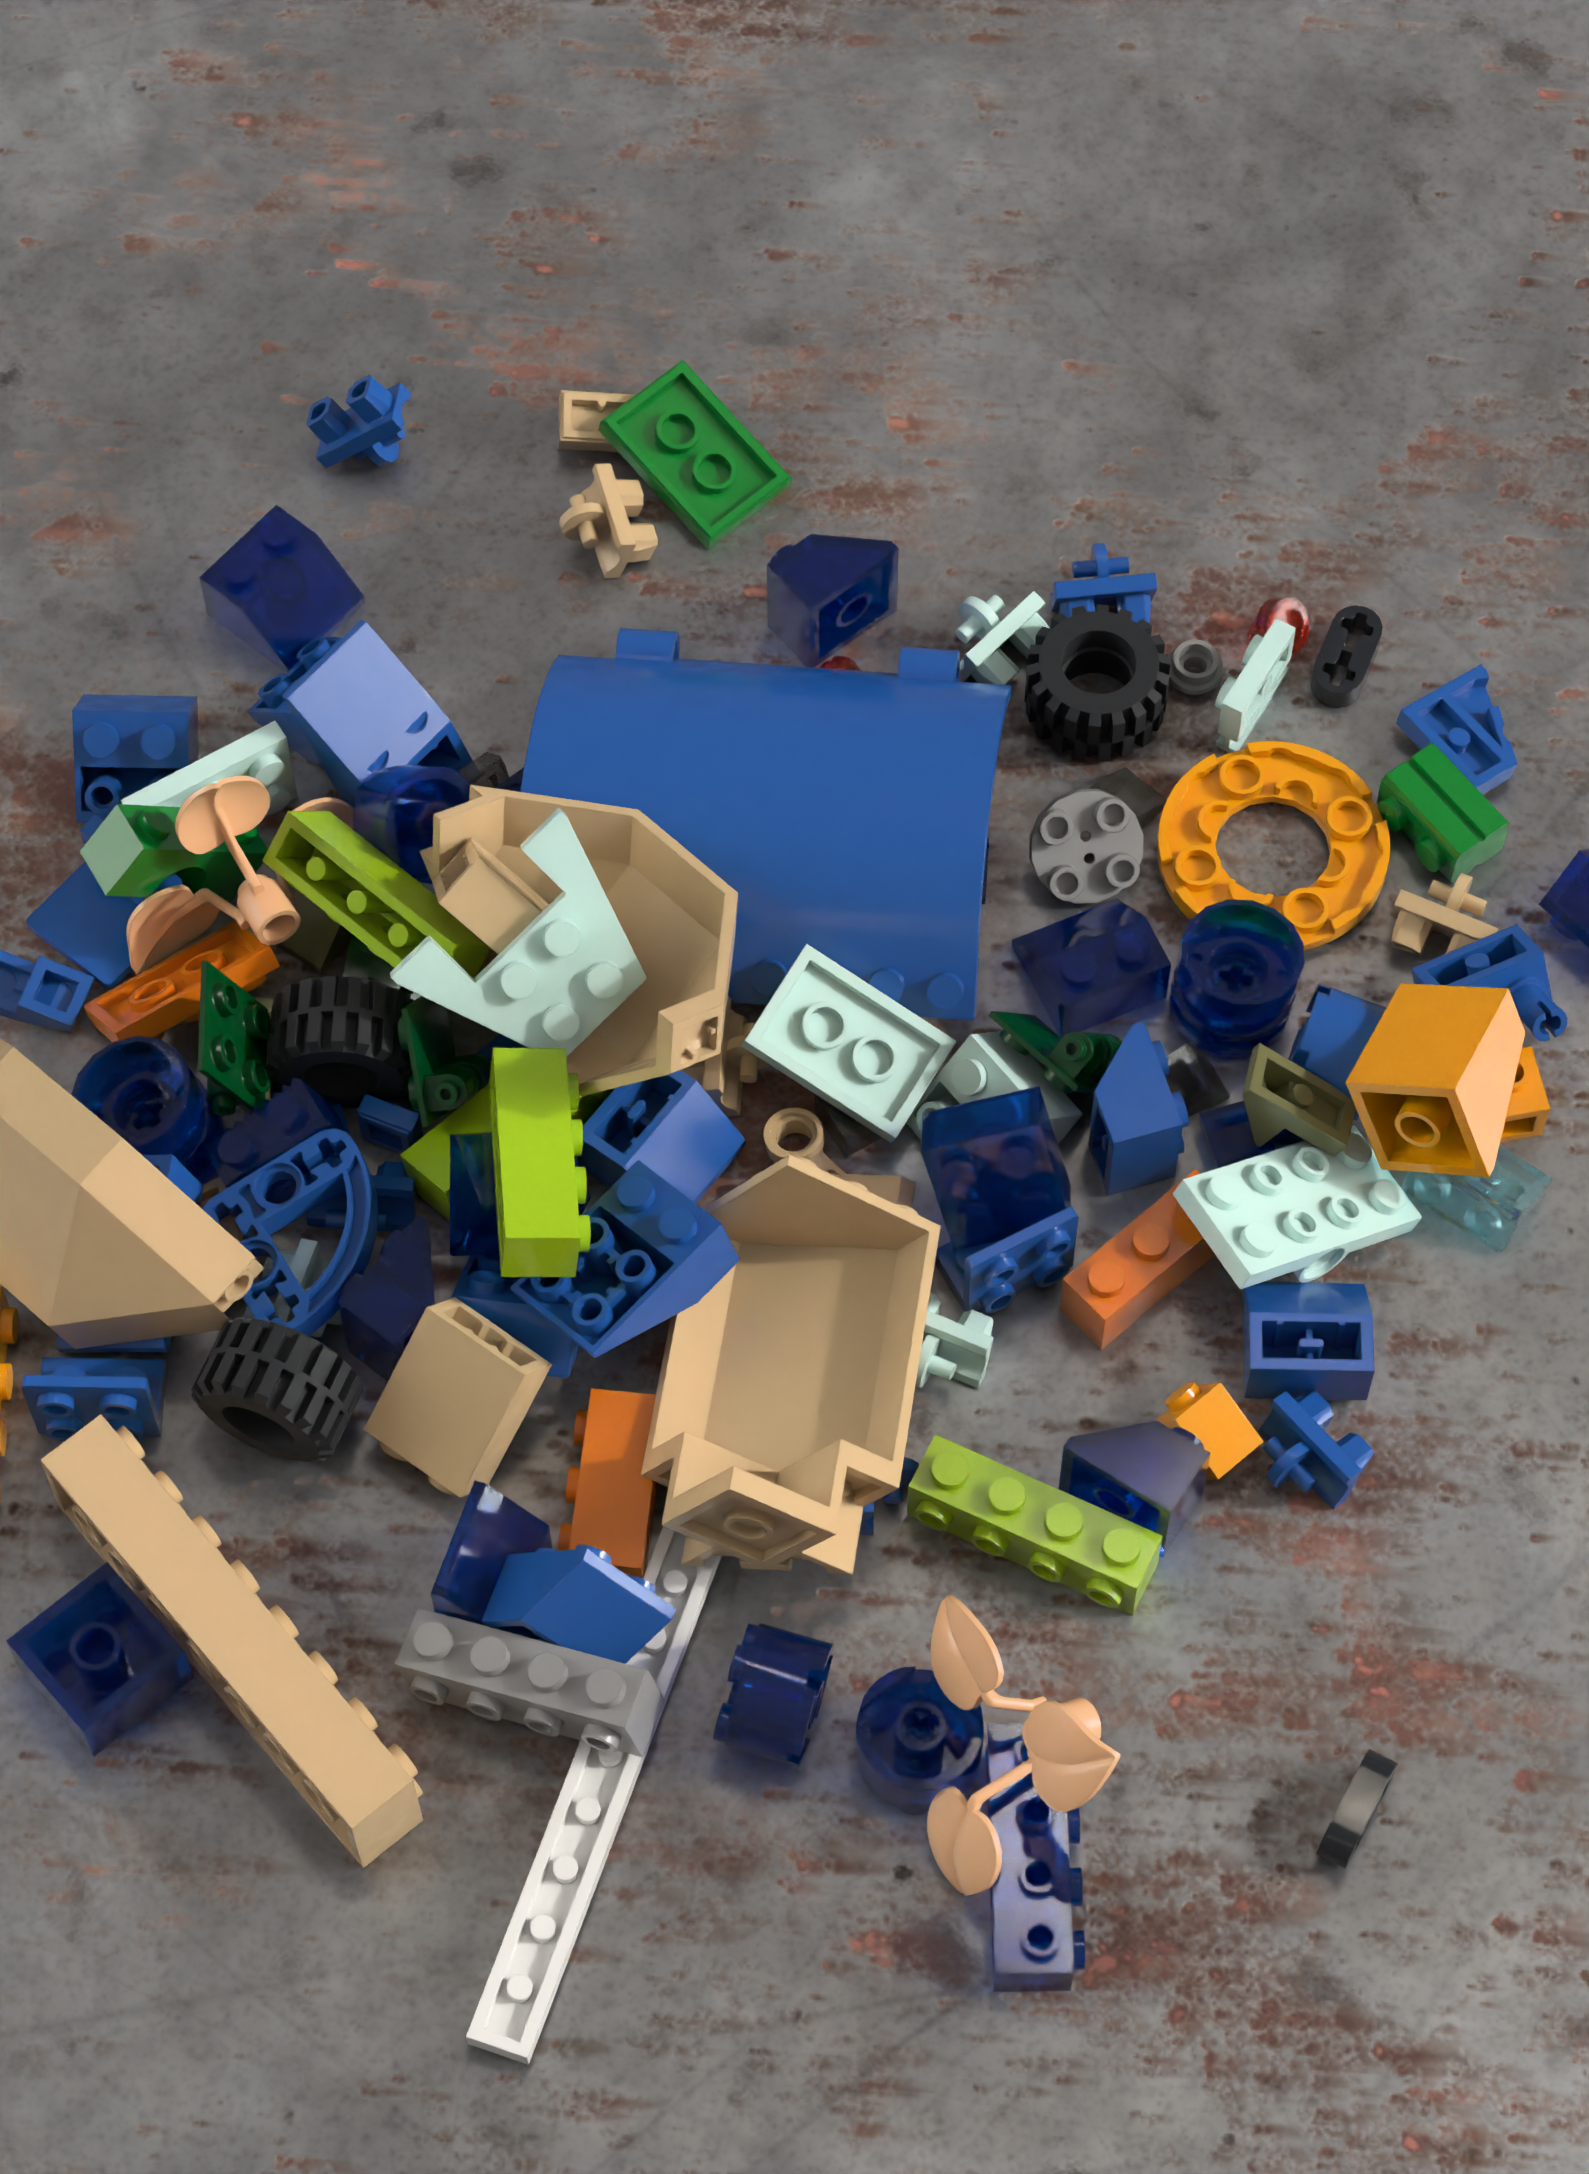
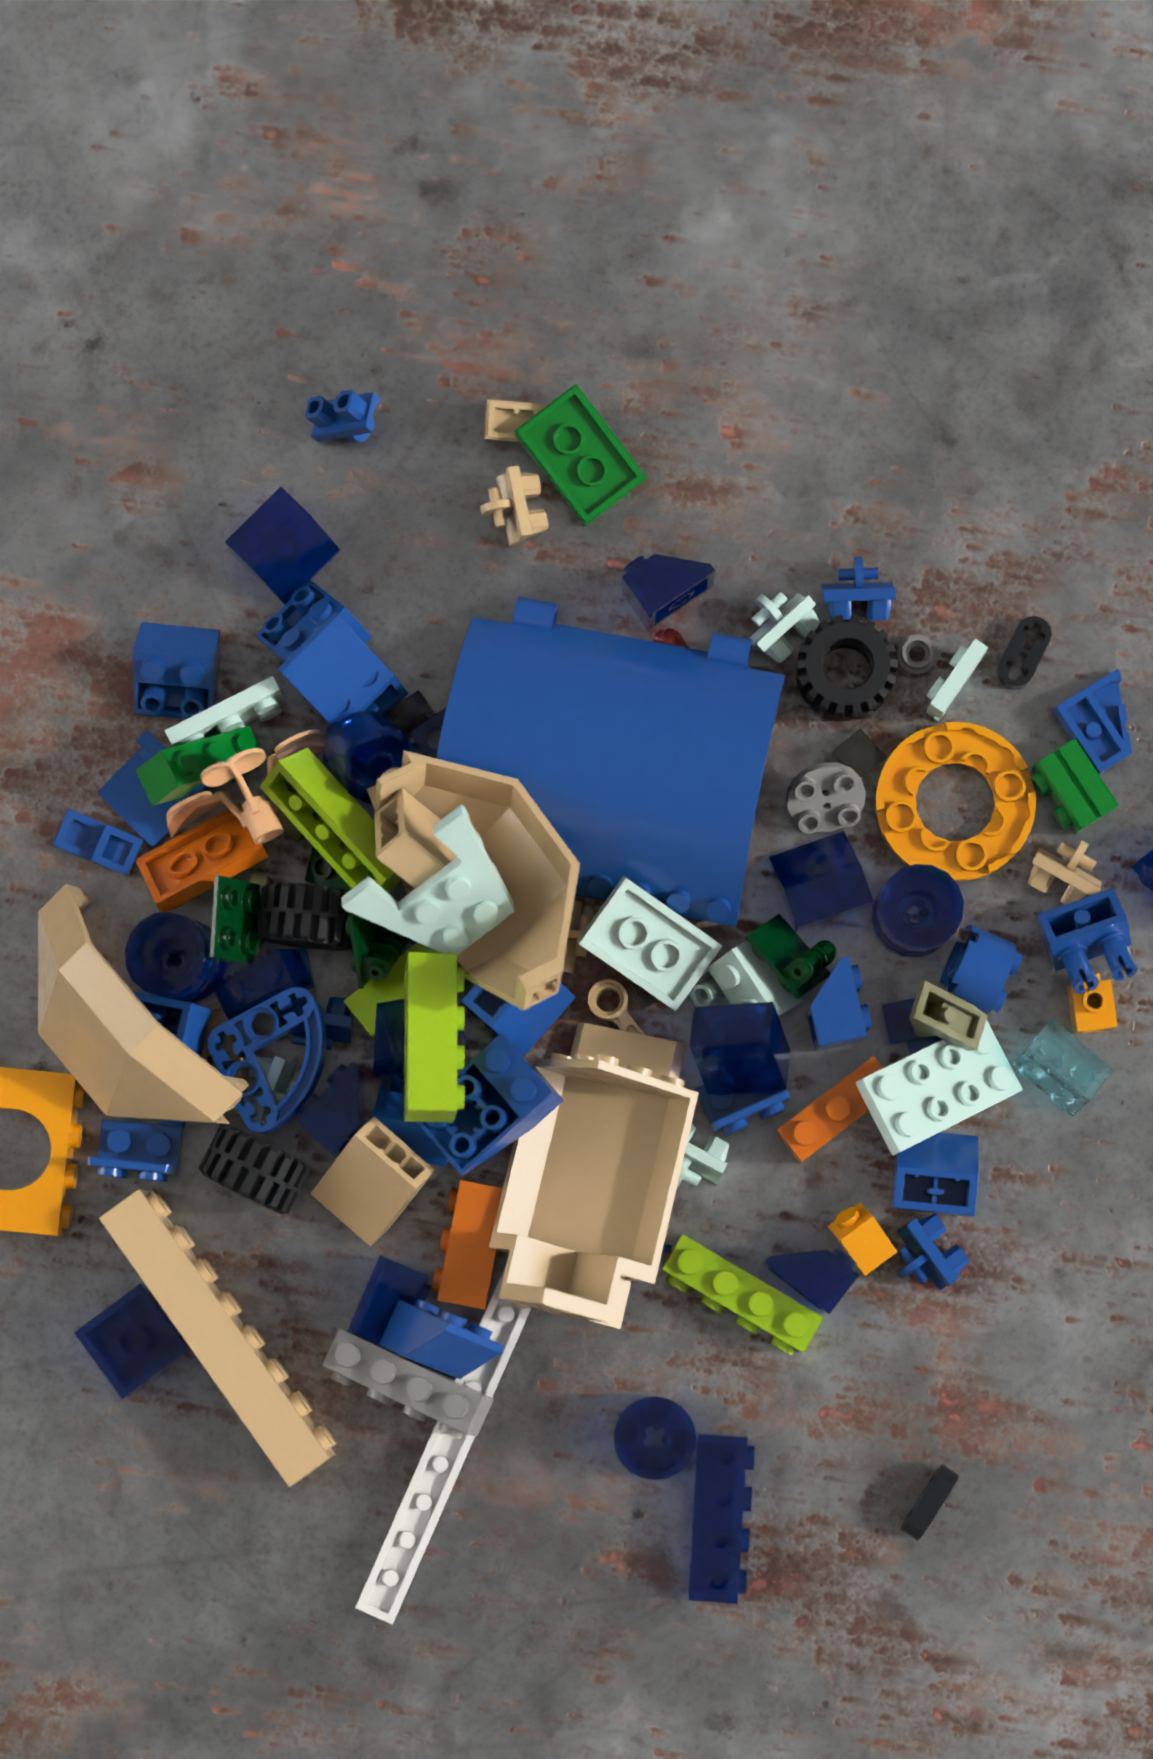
camera: 10 degrees right, 20 degrees up
(388, 1124) = (337, 970): blue tile -> none
(774, 1693) = (564, 1402): clear blue brick -> none
(1061, 1741) = (738, 1499): light nougat plant -> none
(1195, 1079) = (879, 975): clear smoke slope -> none
(1286, 610) = (980, 625): clear red tile -> none
(1439, 1078) = (1044, 1010): light orange slope -> none

